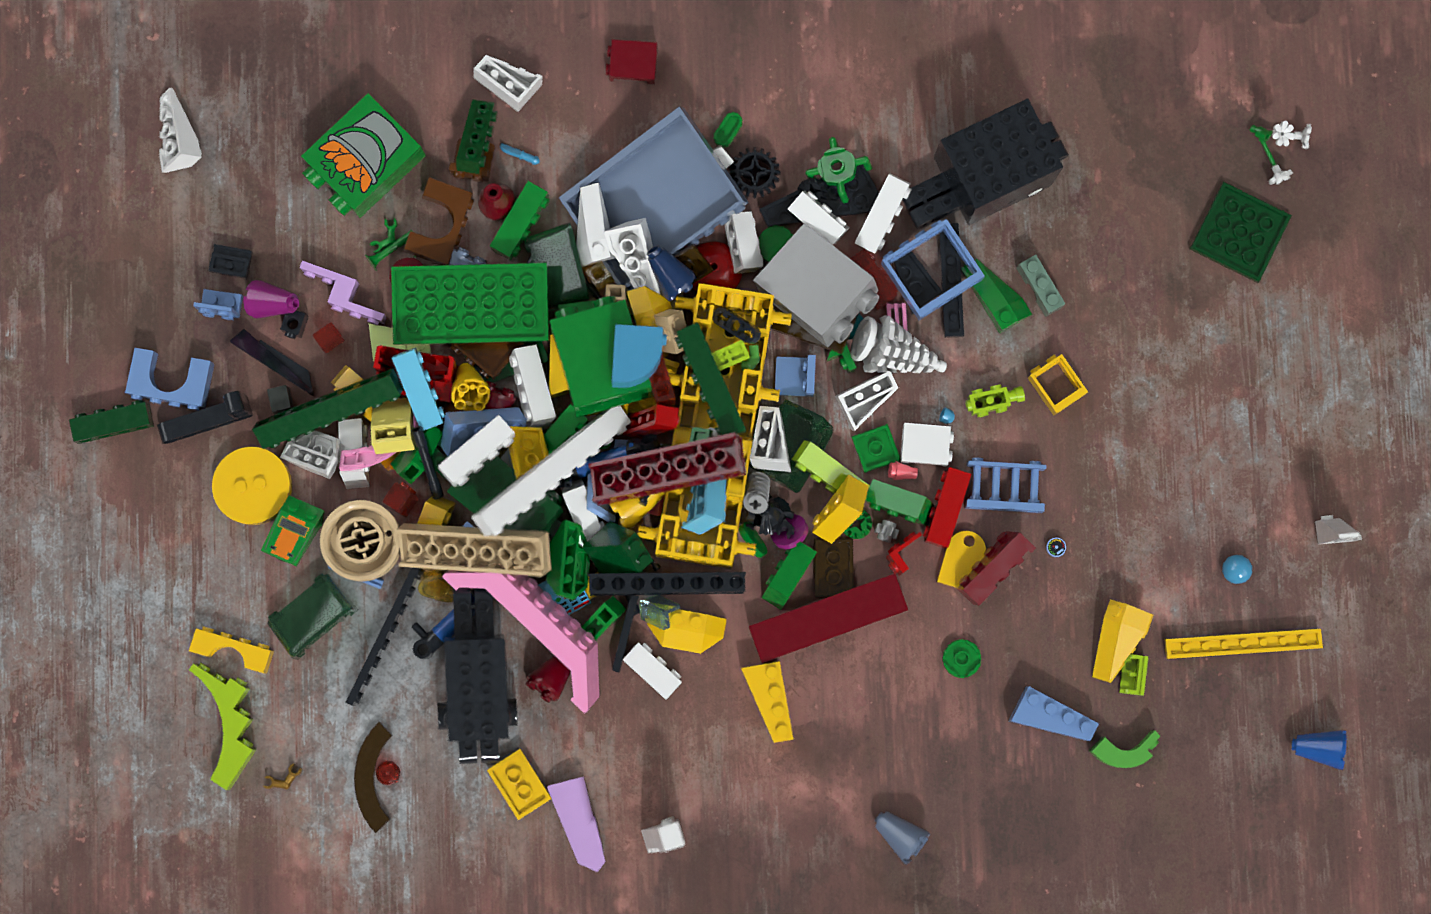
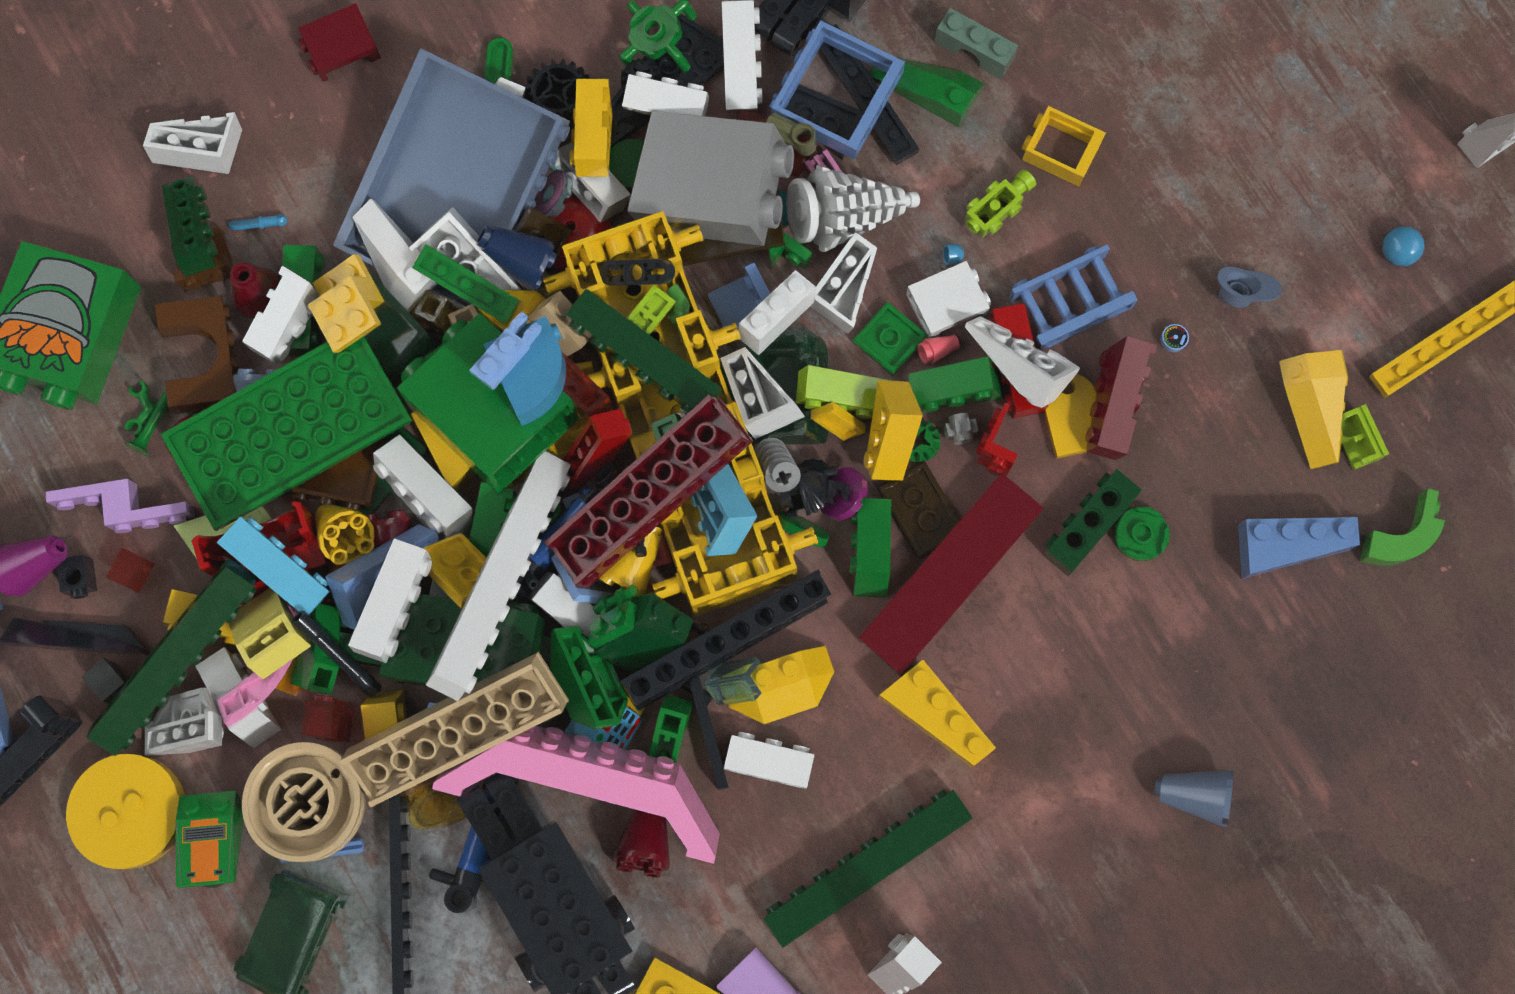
camera: 25 degrees left, 5 degrees down
(503, 231) = (282, 319): none -> white wedge
(547, 245) = (346, 303): none -> yellow bracket
(607, 532) = (615, 618): none -> green plate
(625, 338) = (505, 352): none -> light blue hinge
(627, 275) = (466, 284): none -> green plate
(676, 767) = (867, 868): none -> dark green brick
(717, 240) = (551, 197): none -> tile
(760, 213) = (592, 128): none -> yellow wedge
(810, 397) = (777, 312): none -> white brick
(811, 485) = (838, 421): none -> yellow tile
(885, 282) = (792, 132): none -> olive piece
(948, 518) = (1031, 371): none -> white wedge
(964, 628) = (1123, 494): none -> dark green brick
(1119, 540) = (1244, 287): none -> sand blue piece

